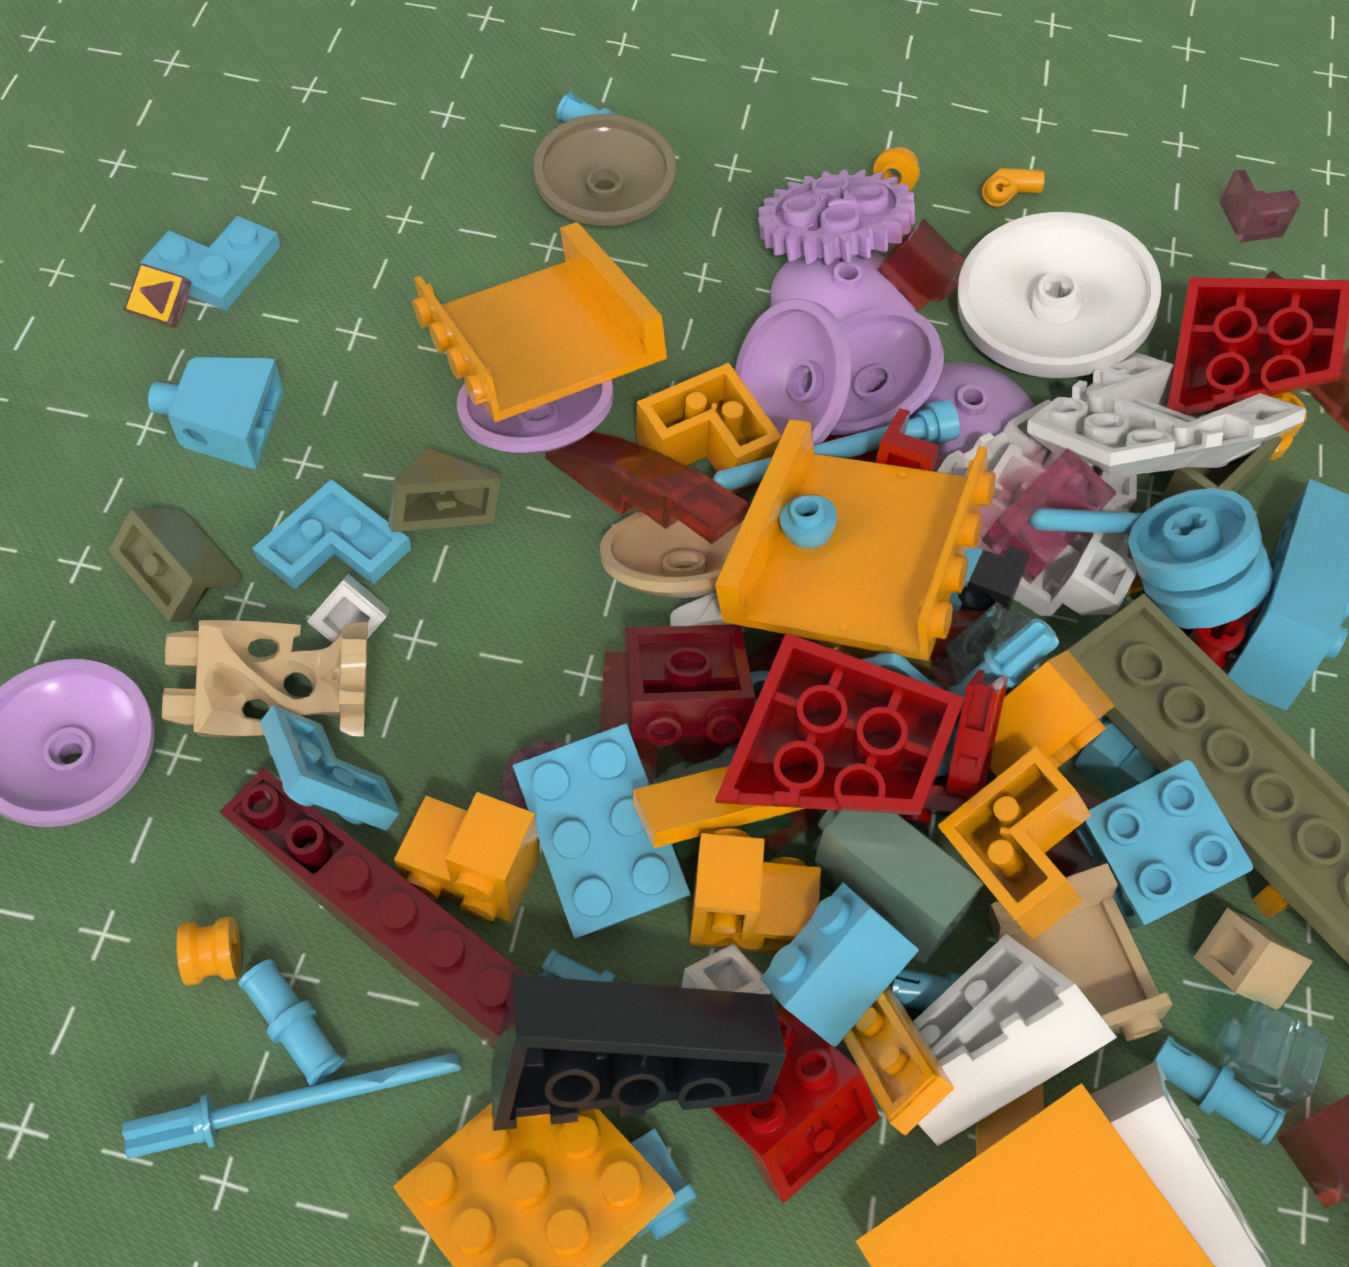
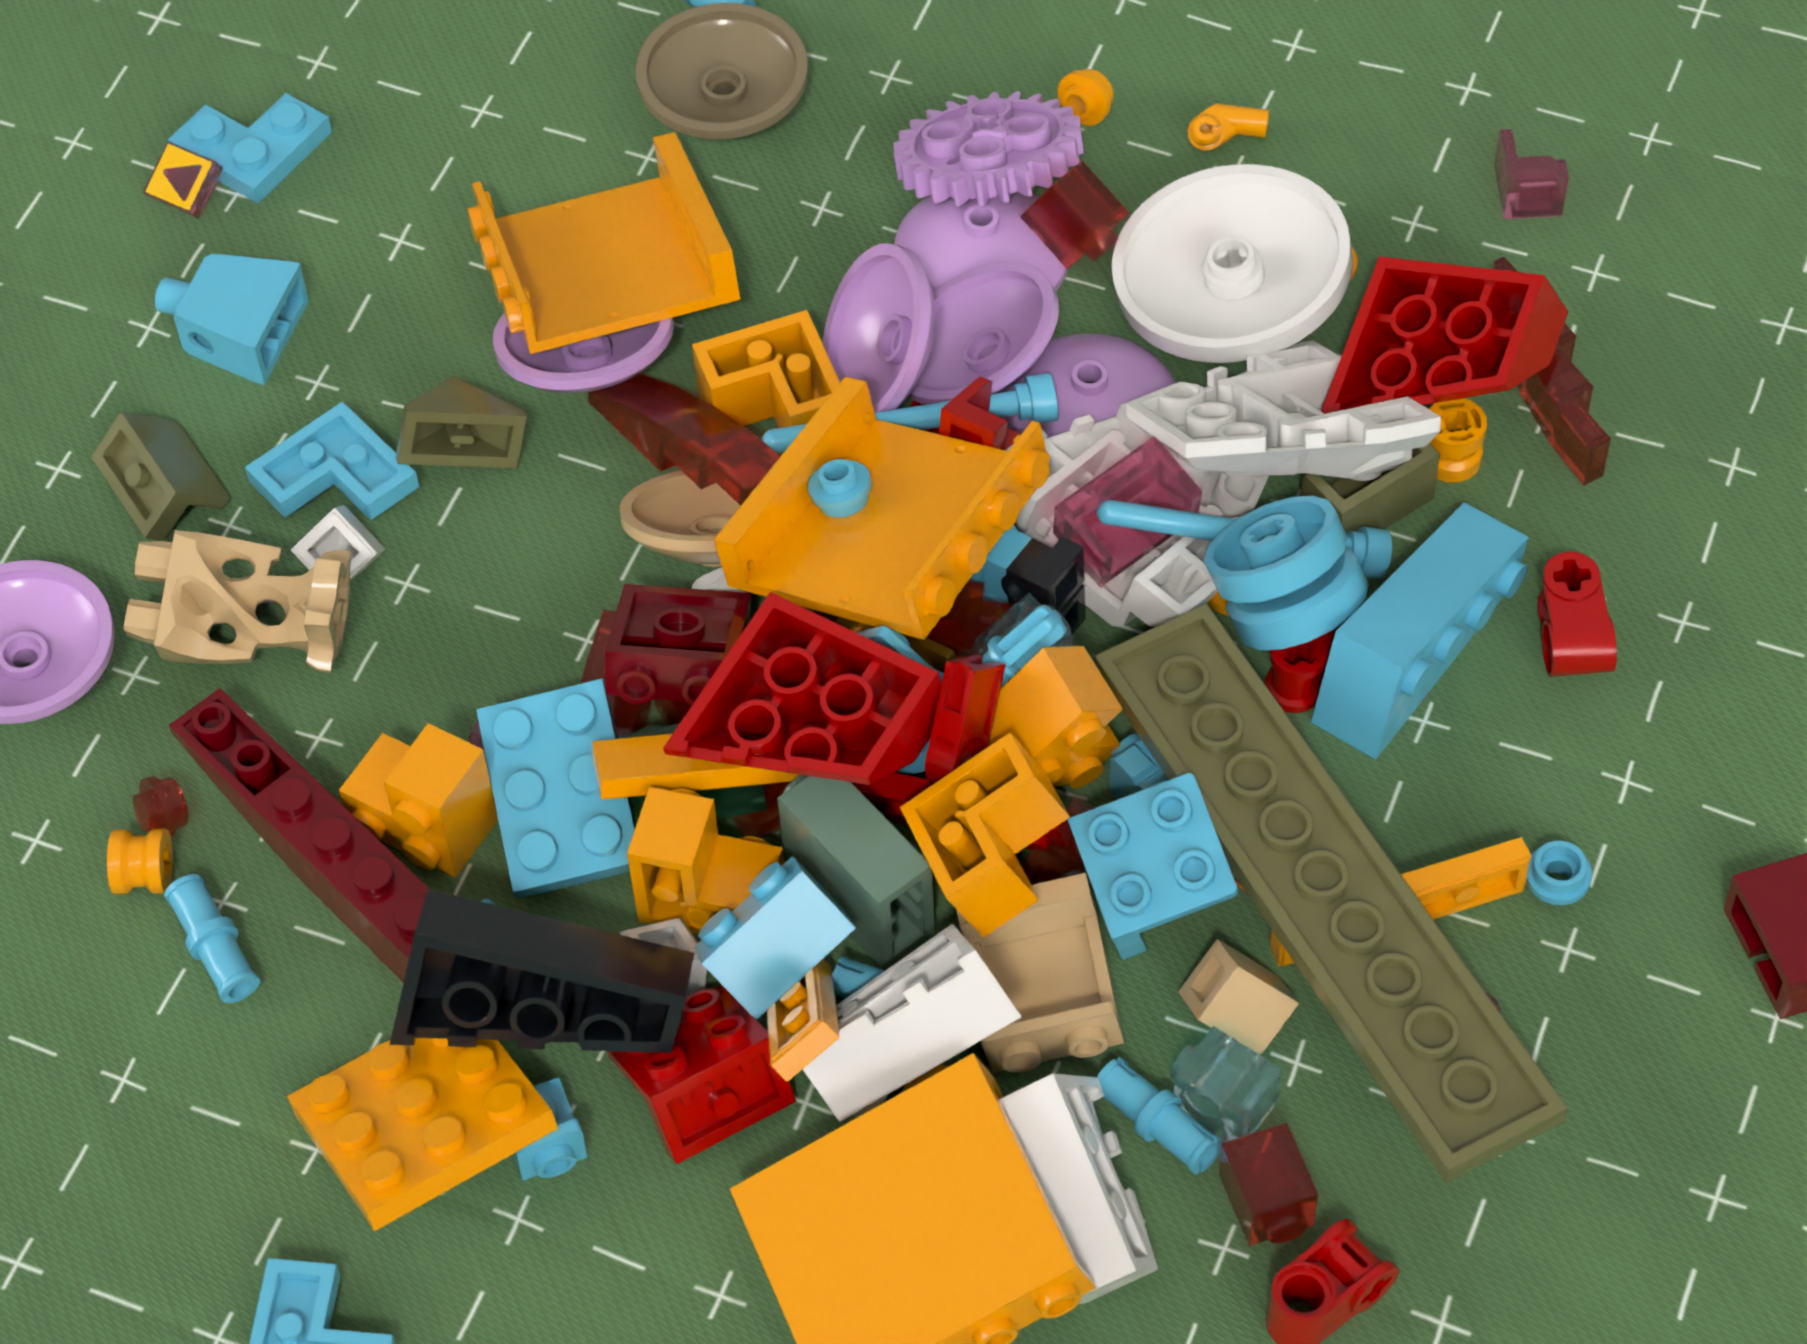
camera: 15 degrees right, 5 degrees down
(200, 1120) = (107, 1016): medium azure piece -> none
(221, 889) = (160, 805): none -> clear red plate
(316, 777) = (269, 697): medium azure plate -> none

